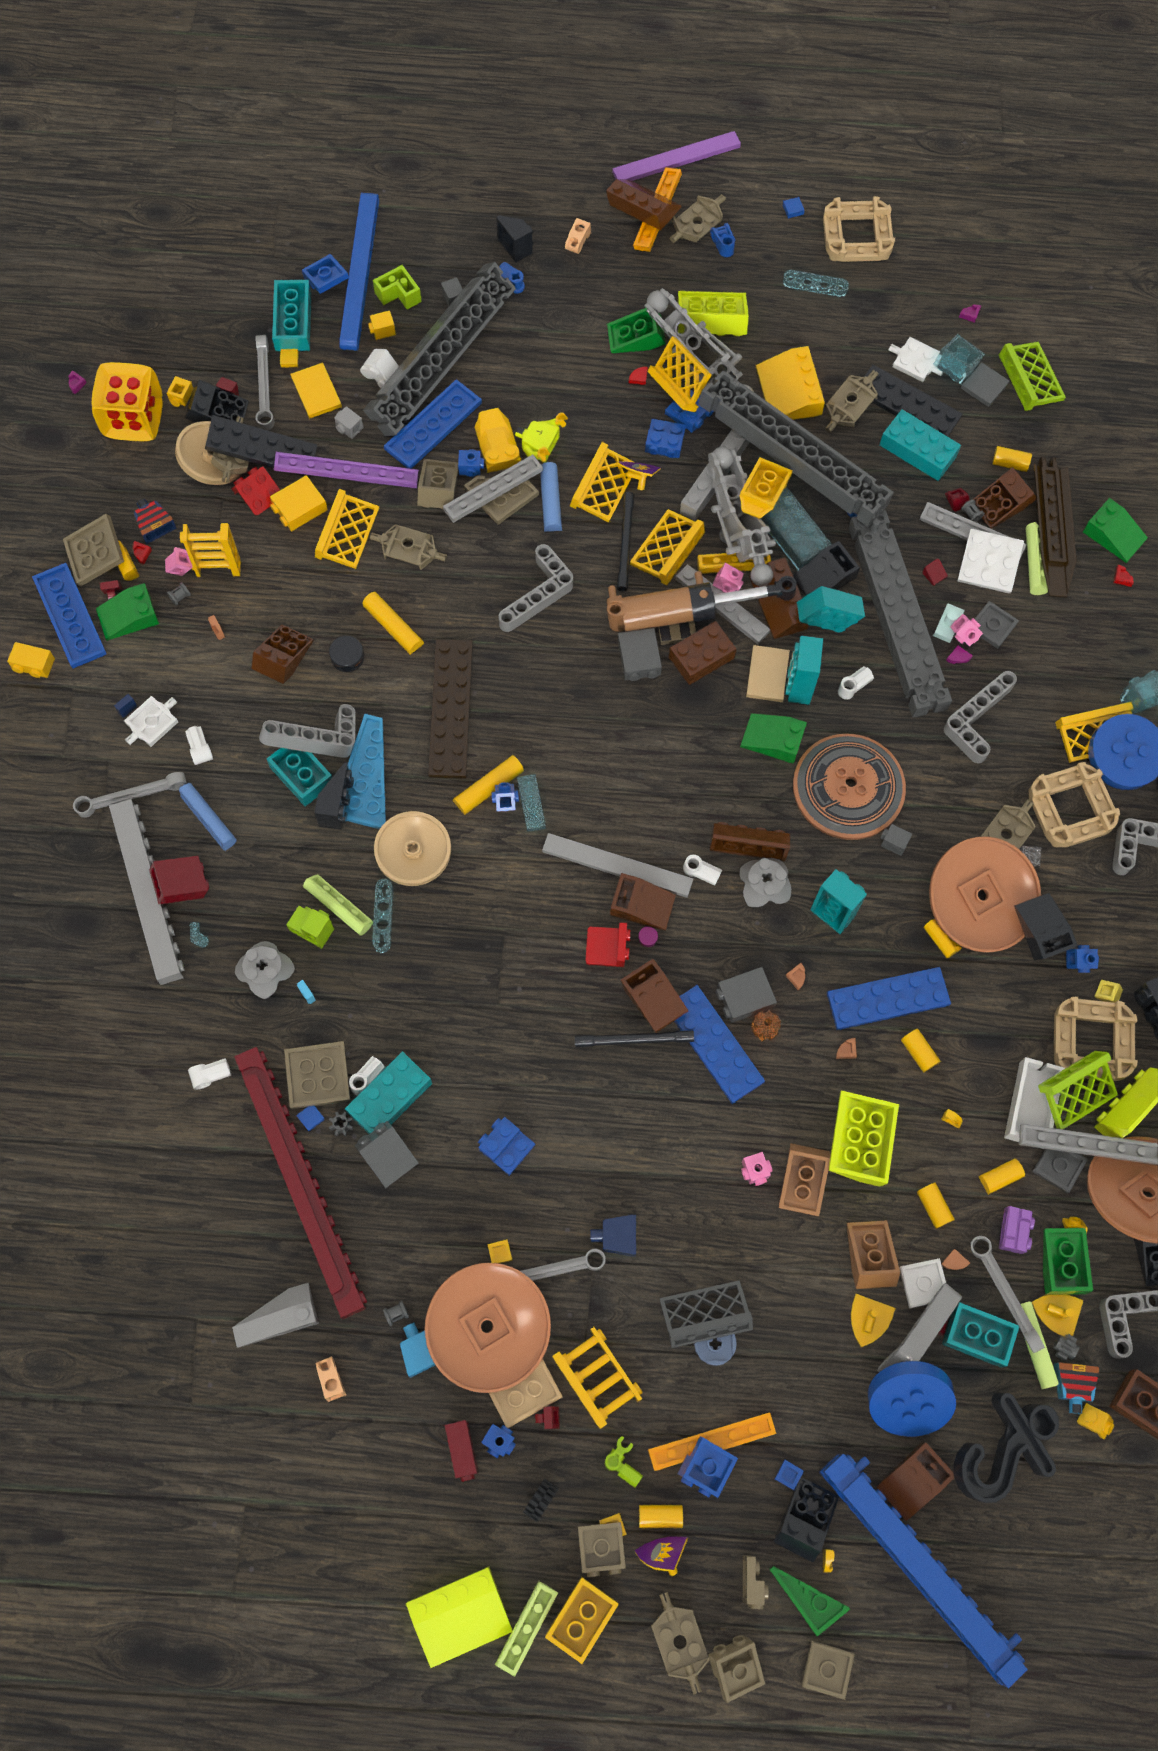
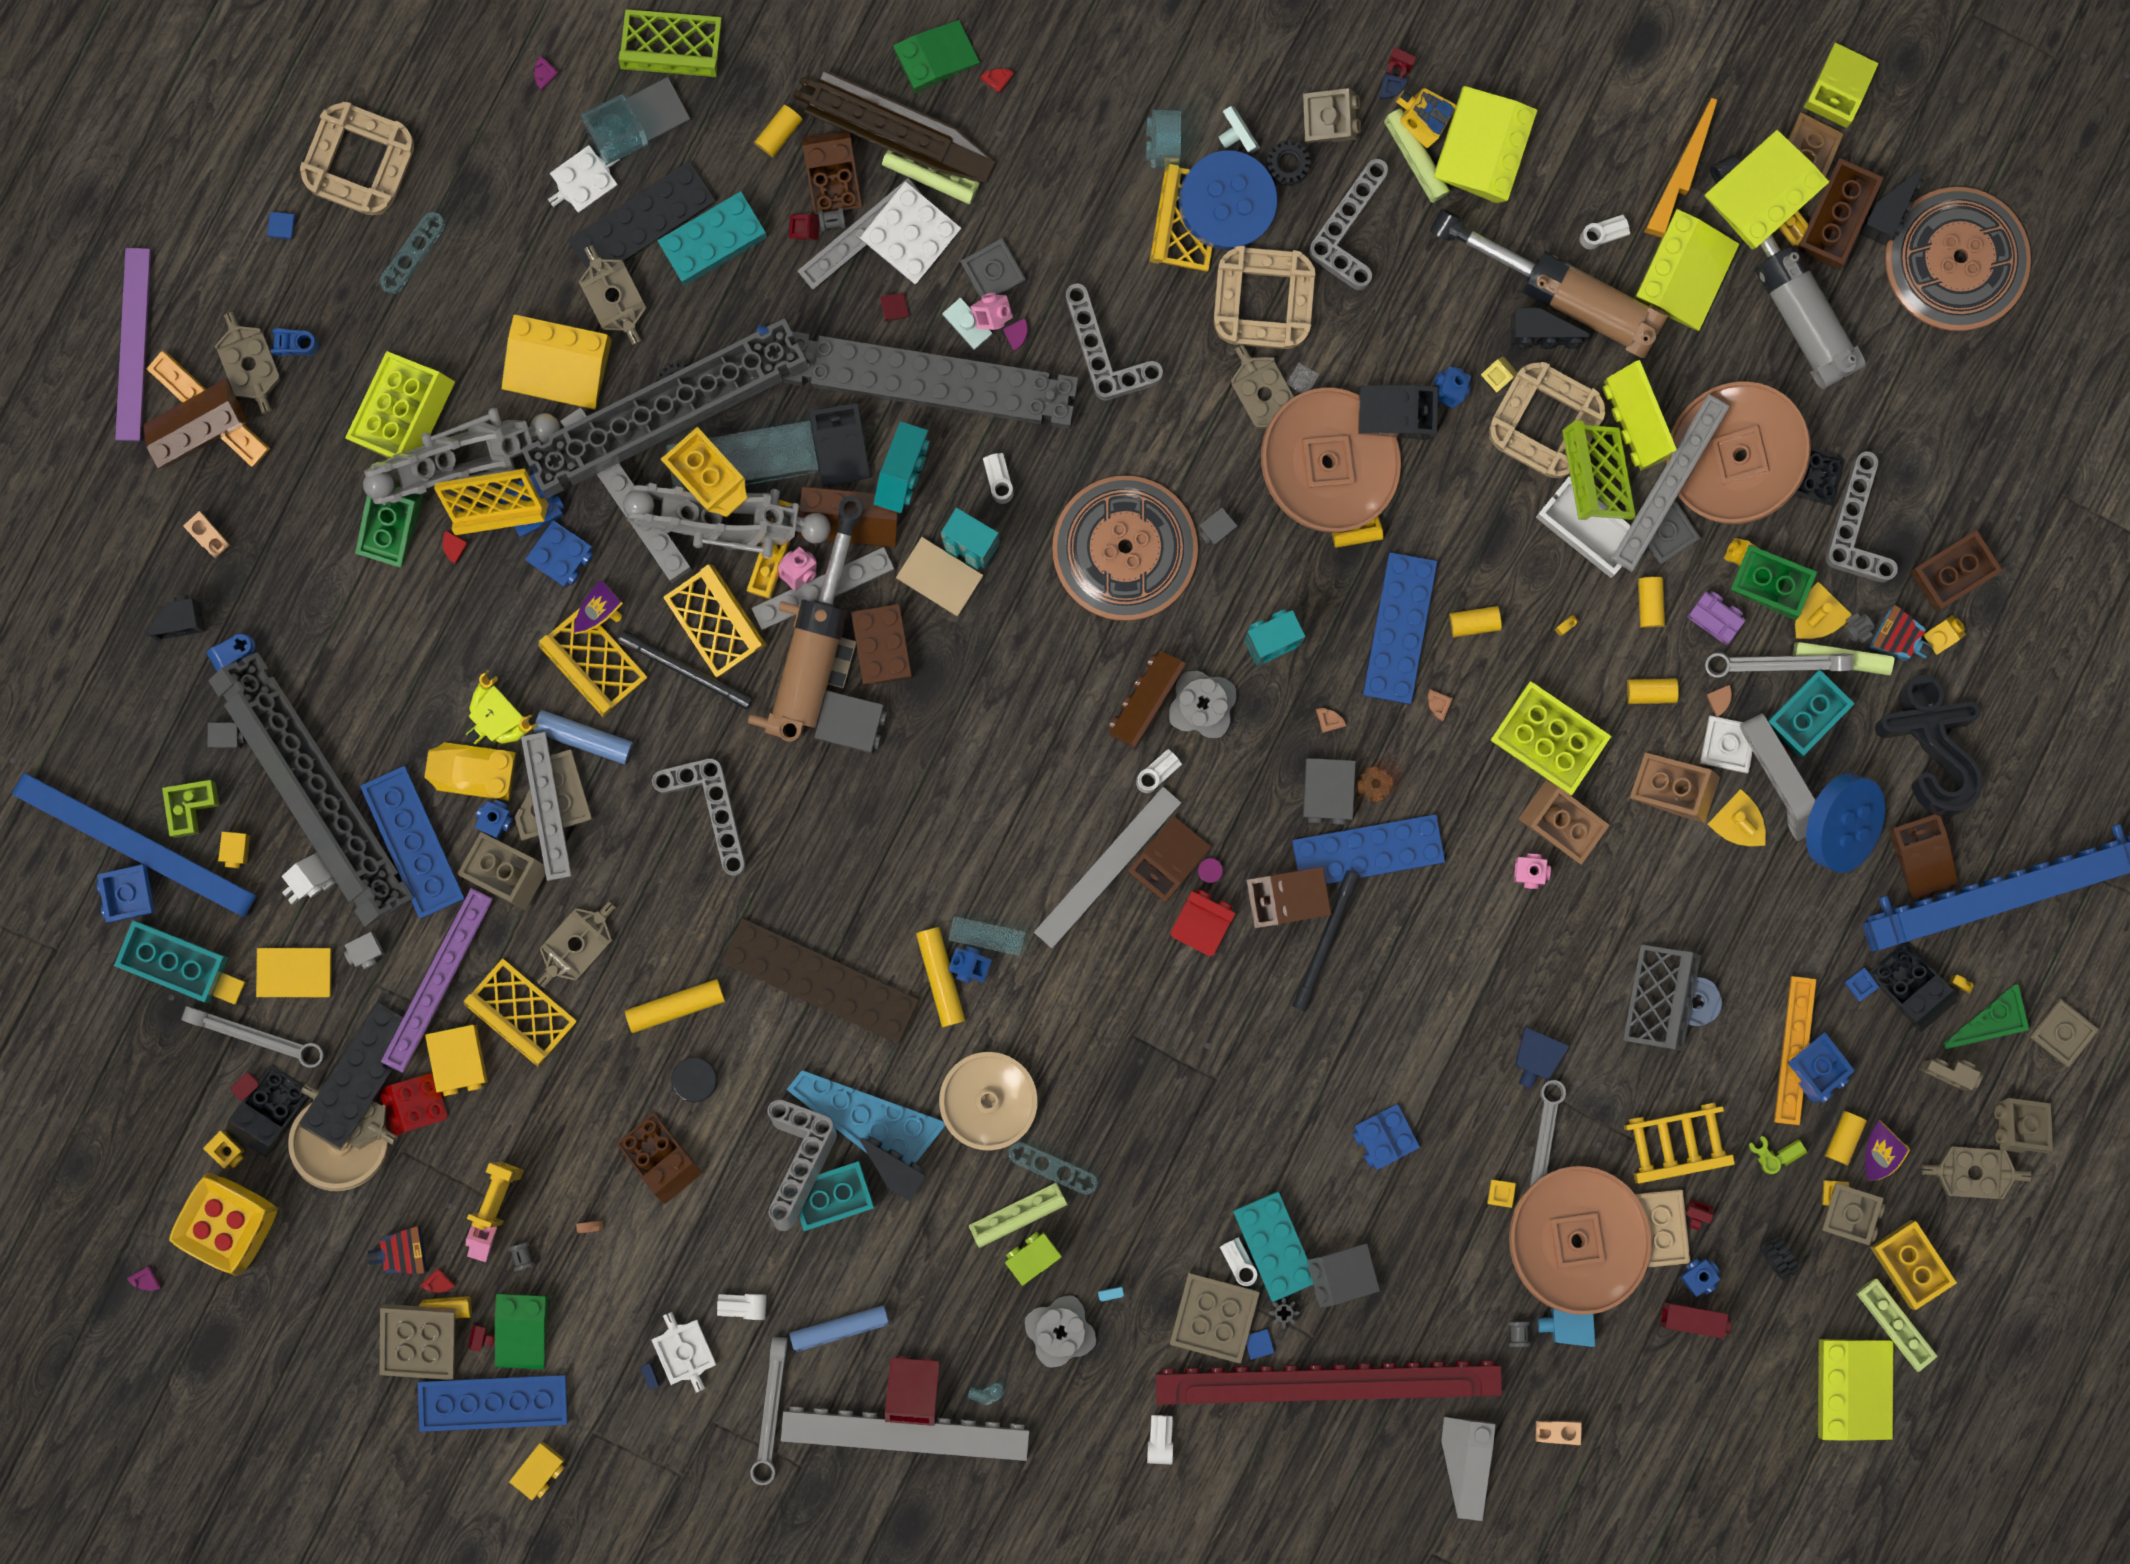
camera: 65 degrees left, 15 degrees up
(774, 736) = (1025, 609): green slope -> none

